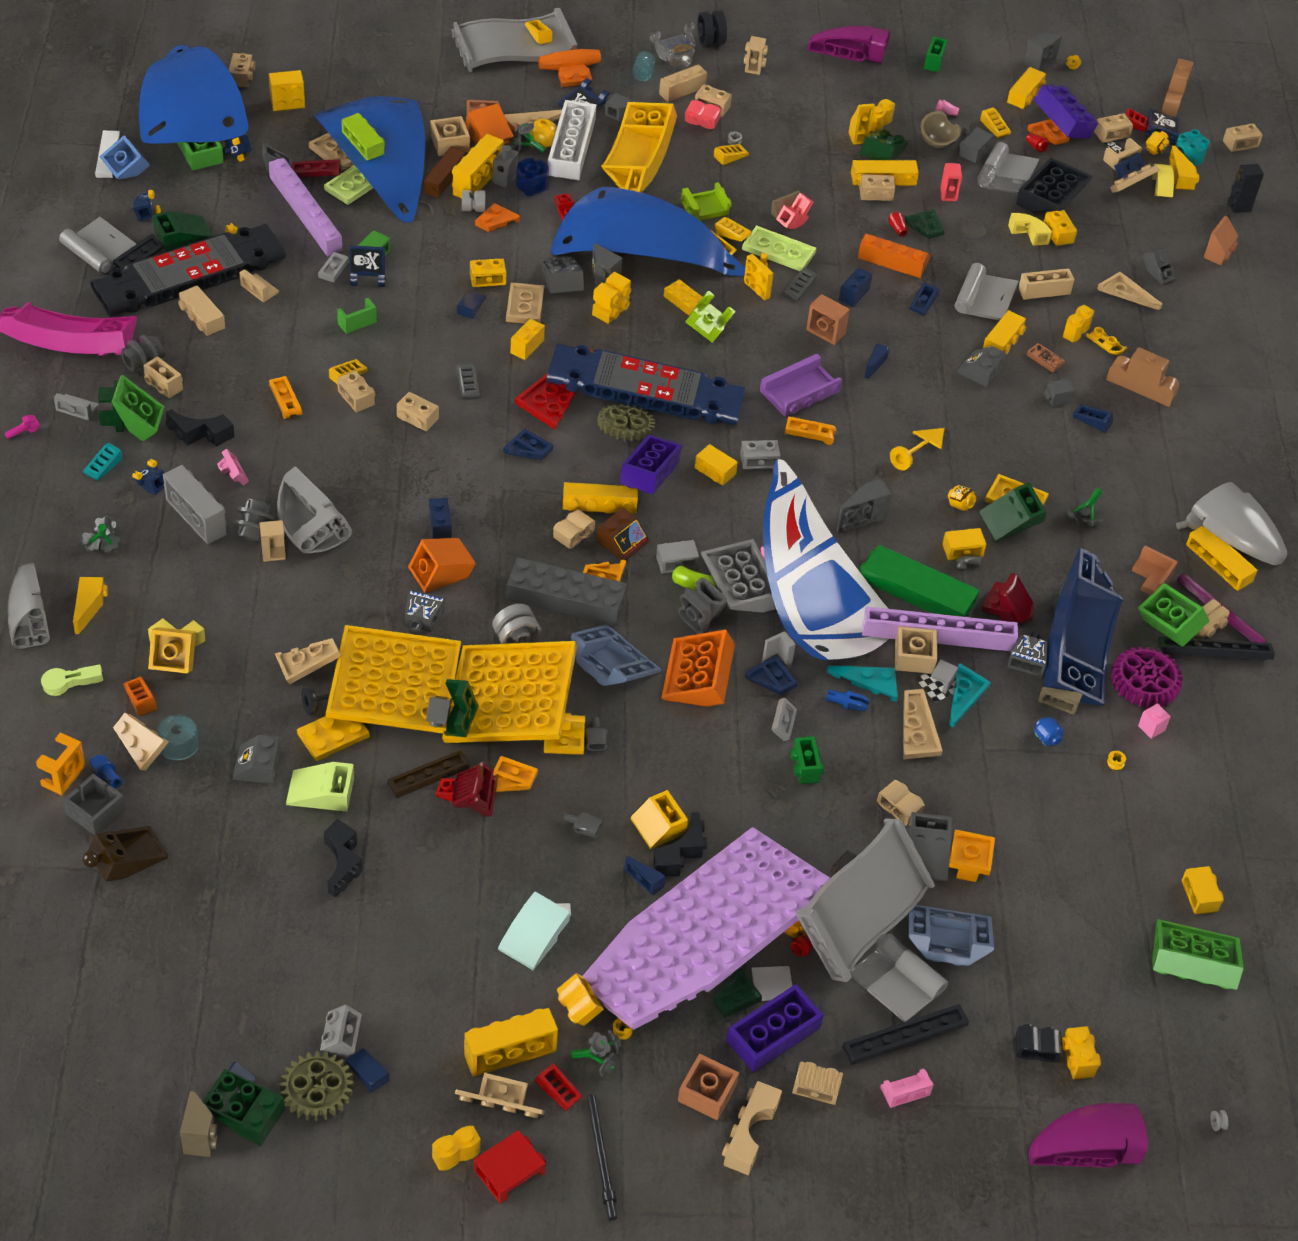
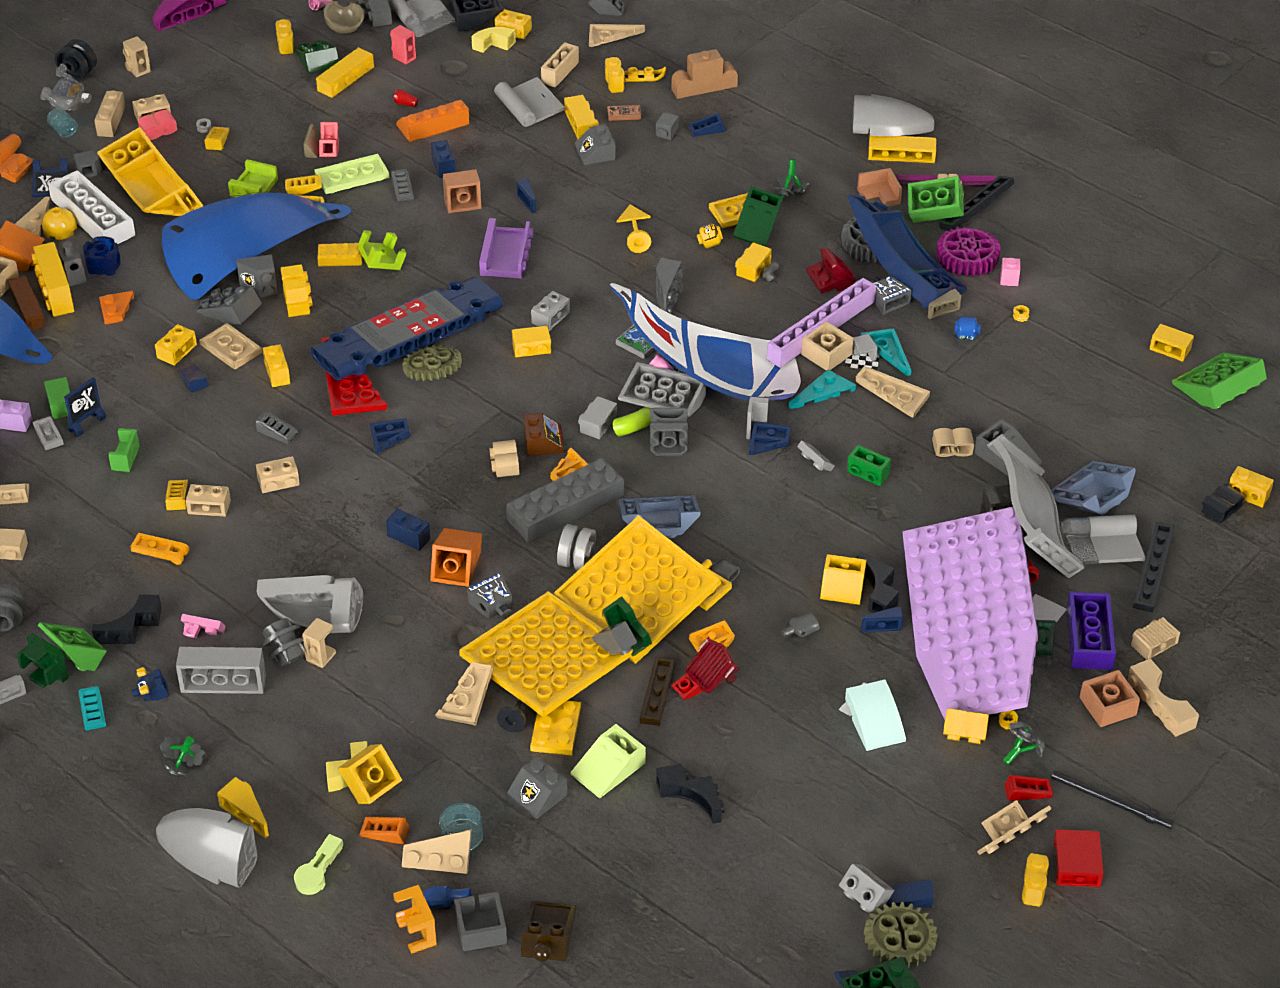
camera: 45 degrees left, 5 degrees down
(163, 377) = (46, 609): tan brick -> none
(473, 201) = (83, 306): light grey wheel -> none
(510, 1041) = (970, 787): yellow brick -> none
(524, 130) = (51, 224): plant -> none
(563, 203) = (154, 259): red slope -> none
(599, 498) = (492, 424): yellow brick -> none
(650, 464) = (498, 372): dark purple brick -> none
(699, 669) = (720, 472): orange slope -> none
(758, 275) = (373, 199): yellow plate -> none
(810, 430) = (553, 271): light orange plate -> none
(848, 700) = (832, 411): blue arm -> none
(861, 123) = (286, 50): yellow slope -> none
(877, 187) = (357, 84): tan brick -> none
(907, 1089) = (1199, 594): bright pink hinge -> none
(918, 583) = (765, 307): green brick -> none
(924, 299) = (494, 133): dark blue slope -> none
(925, 223) = (424, 84): clear green wing -> none
(971, 854) = (1039, 432): light orange panel -> none
(1191, 521) = (854, 141): light grey rock -> none

